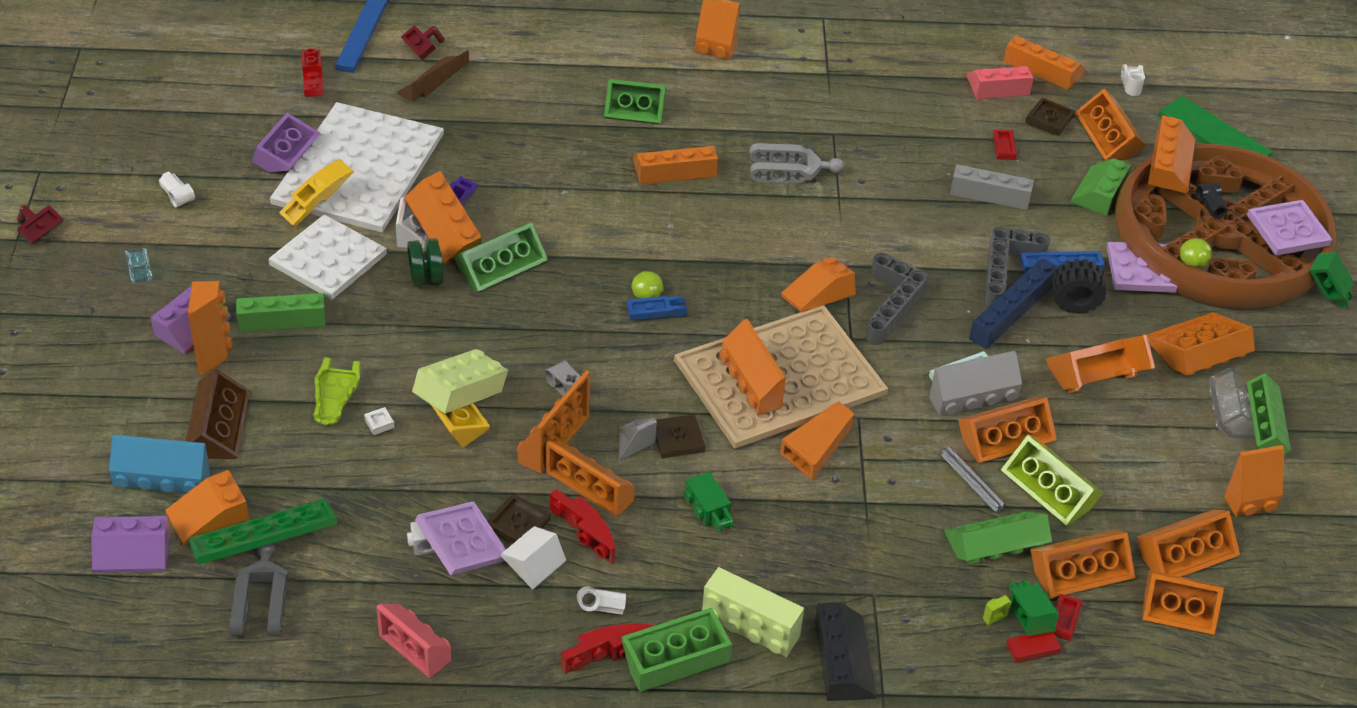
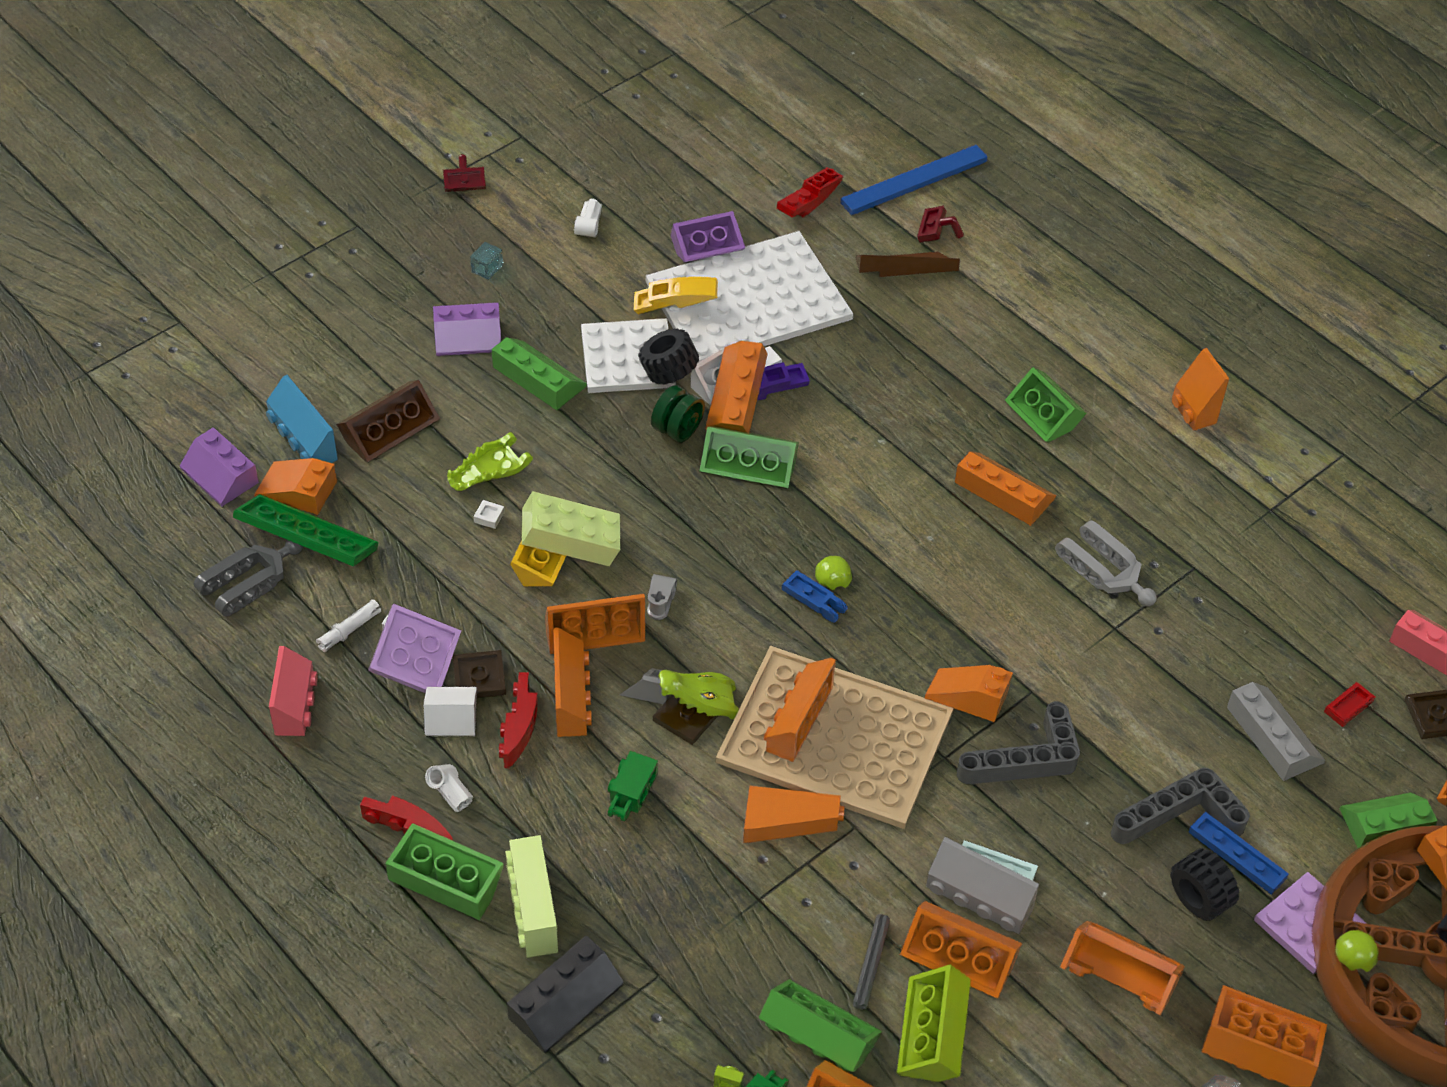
camera: 50 degrees right, 5 degrees up
(209, 325) = (447, 341): orange slope -> none
(375, 228) = (668, 356): none -> black tyre
(383, 572) = (341, 631): none -> white pin
(680, 410) = (706, 691): none -> lime animal
(1012, 304) = (1124, 848): dark blue brick -> none

